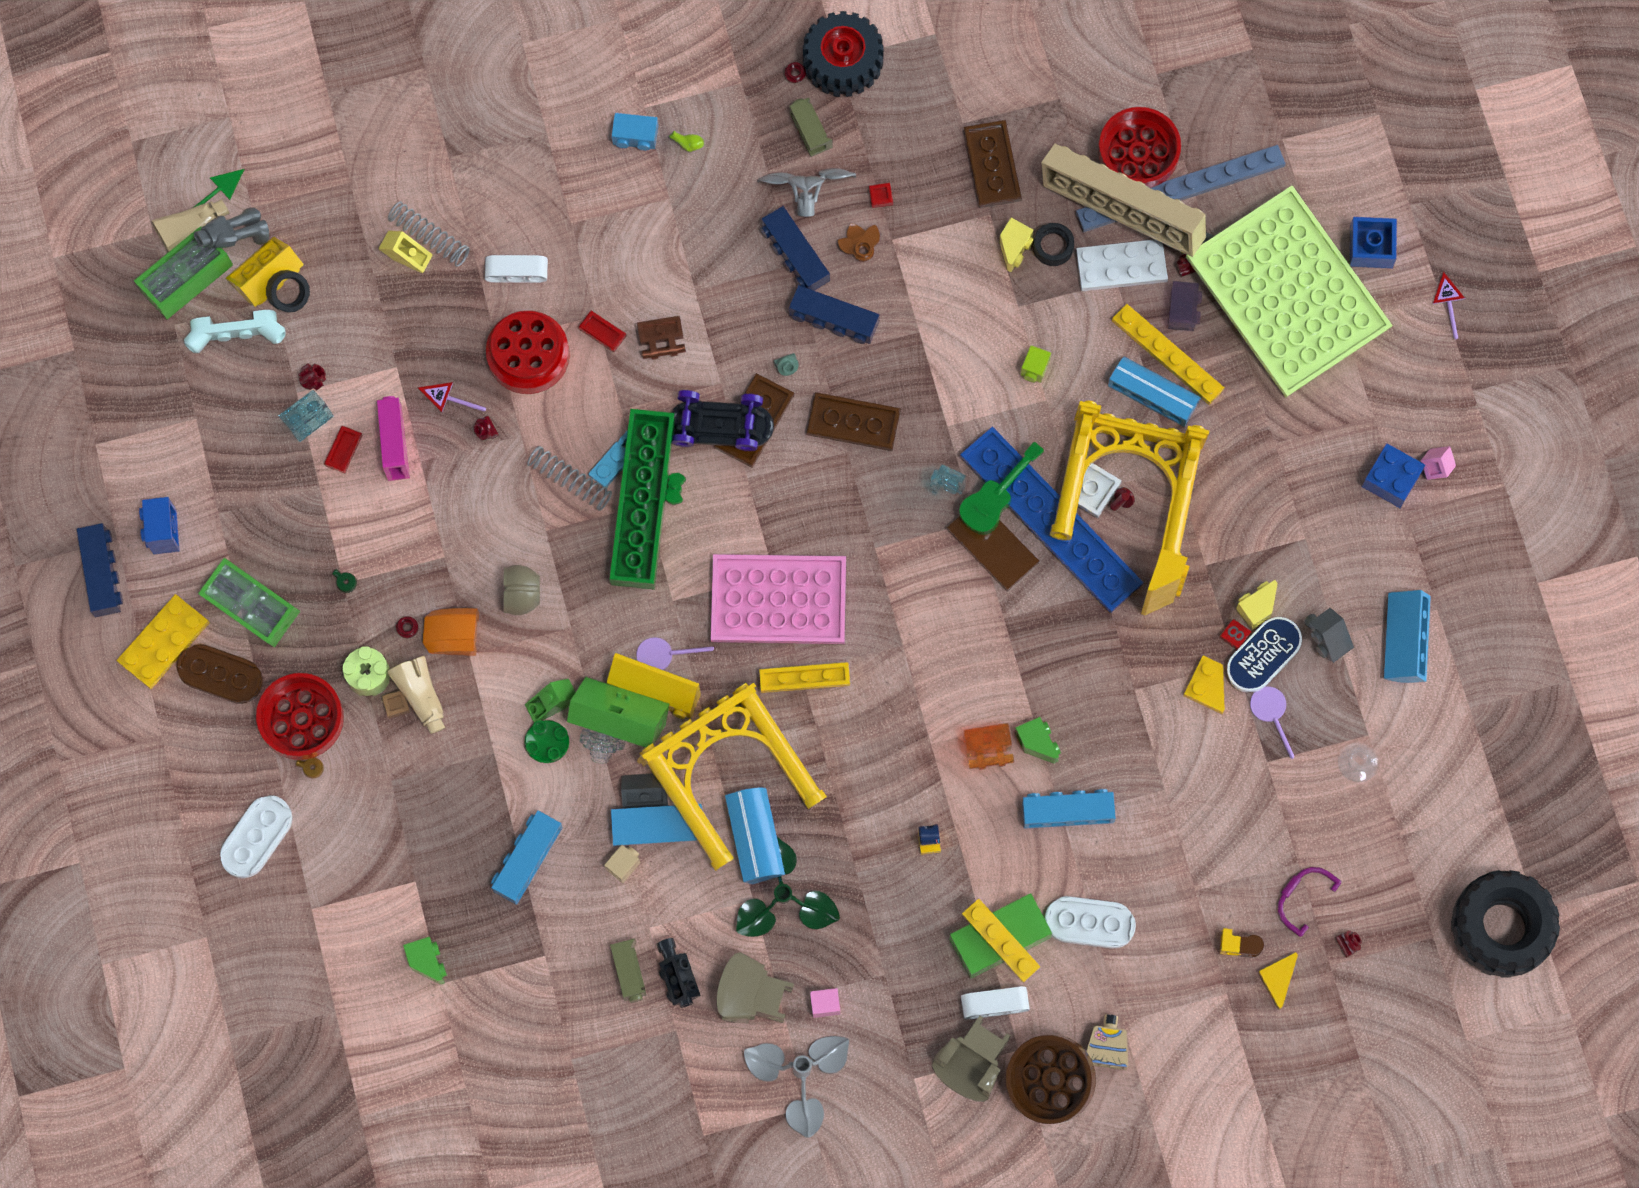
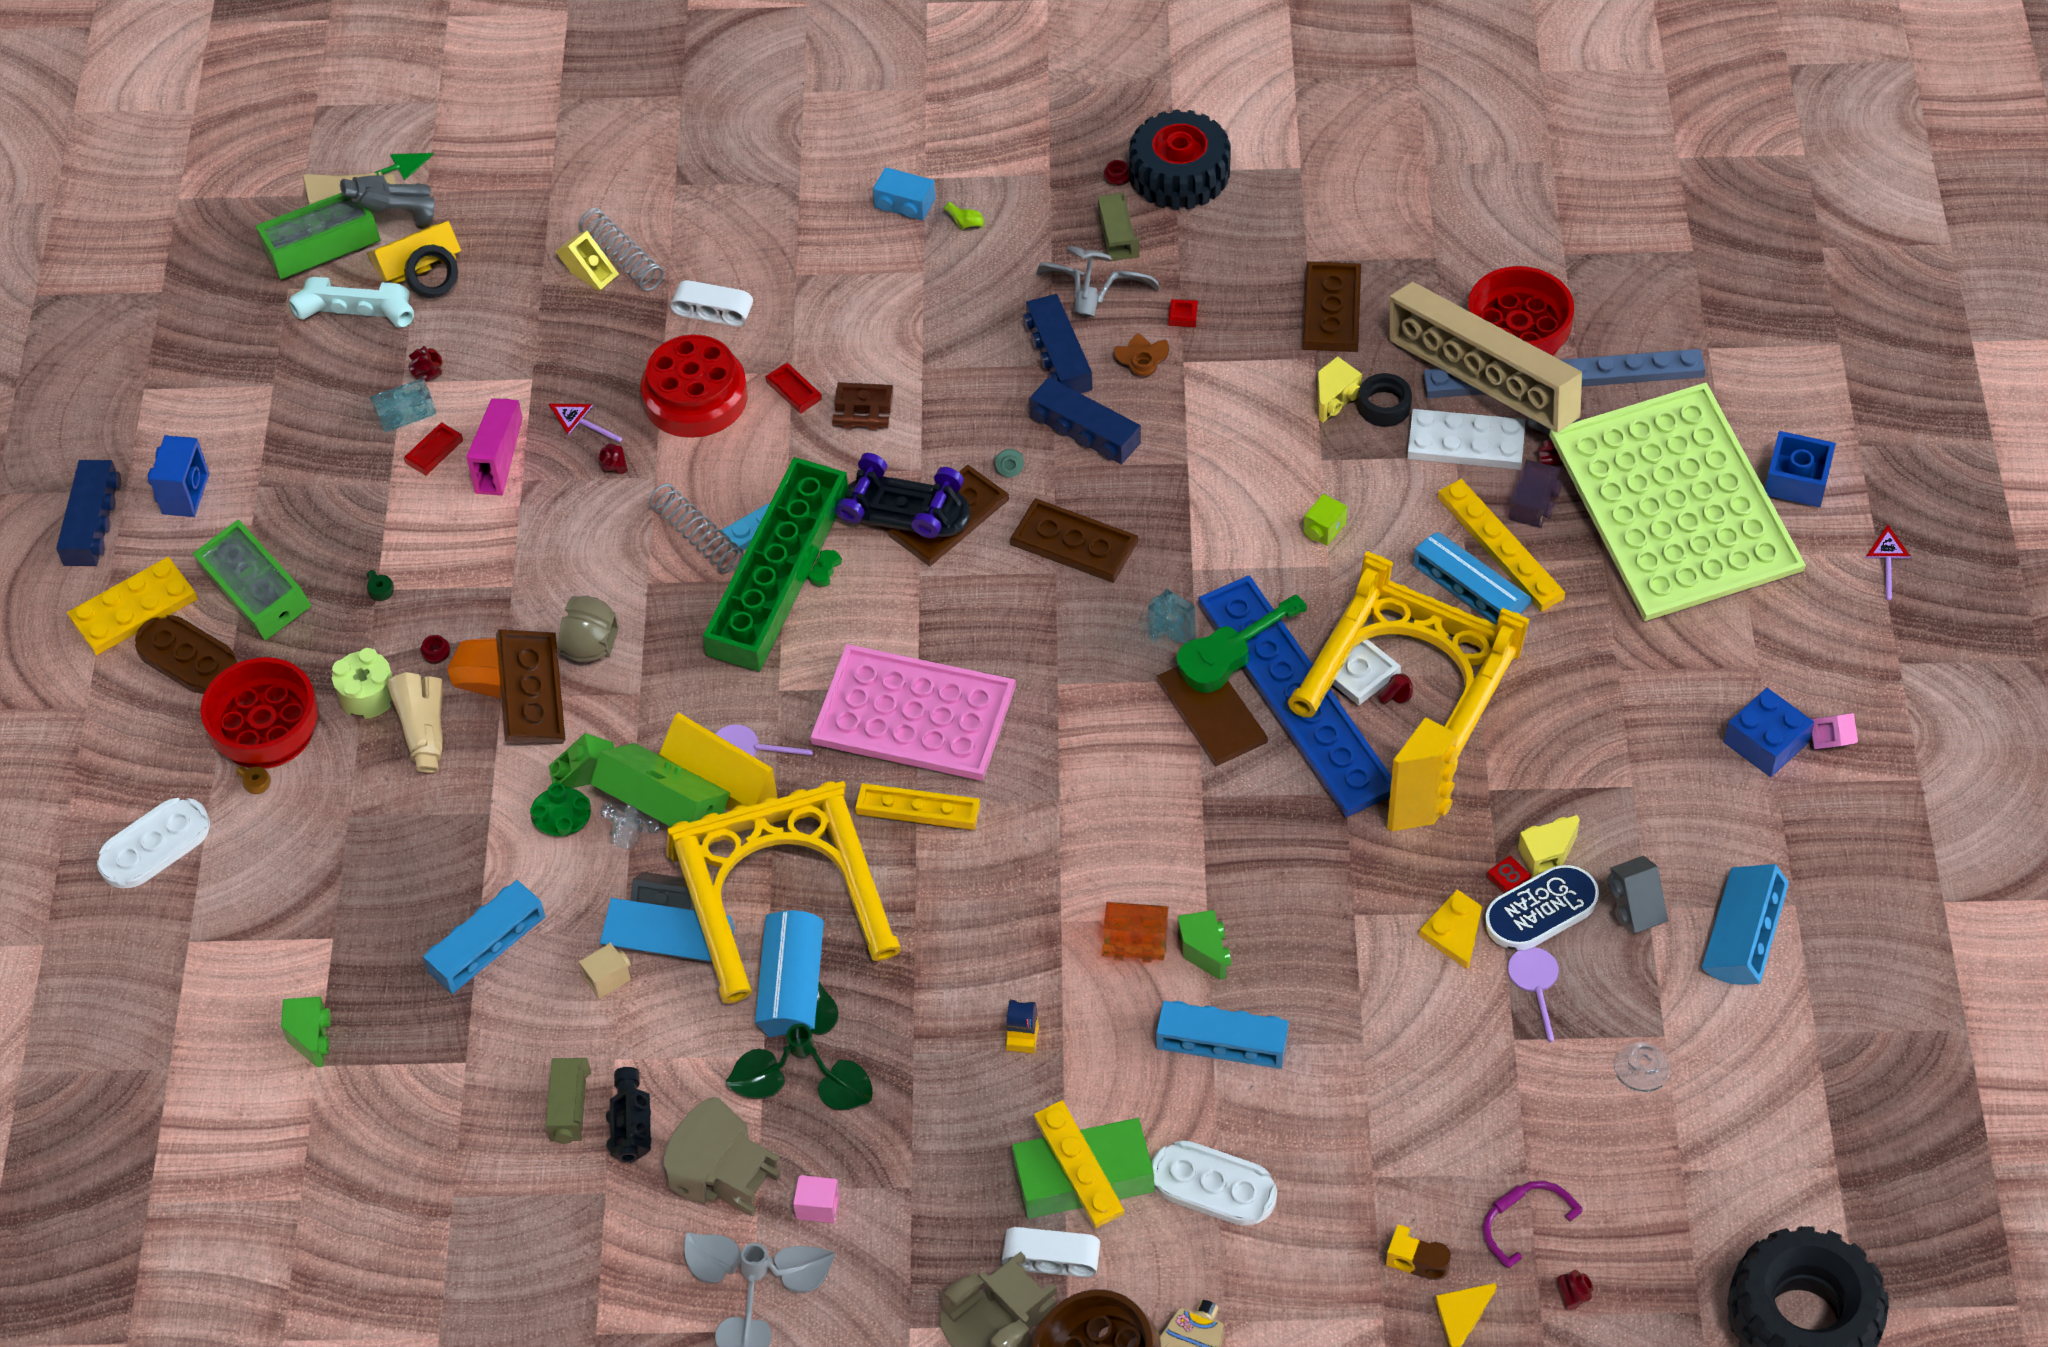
camera: 15 degrees right, 20 degrees down
(395, 704) = (386, 729): medium nougat plate -> none
(493, 647) = (530, 686): none -> reddish brown tile

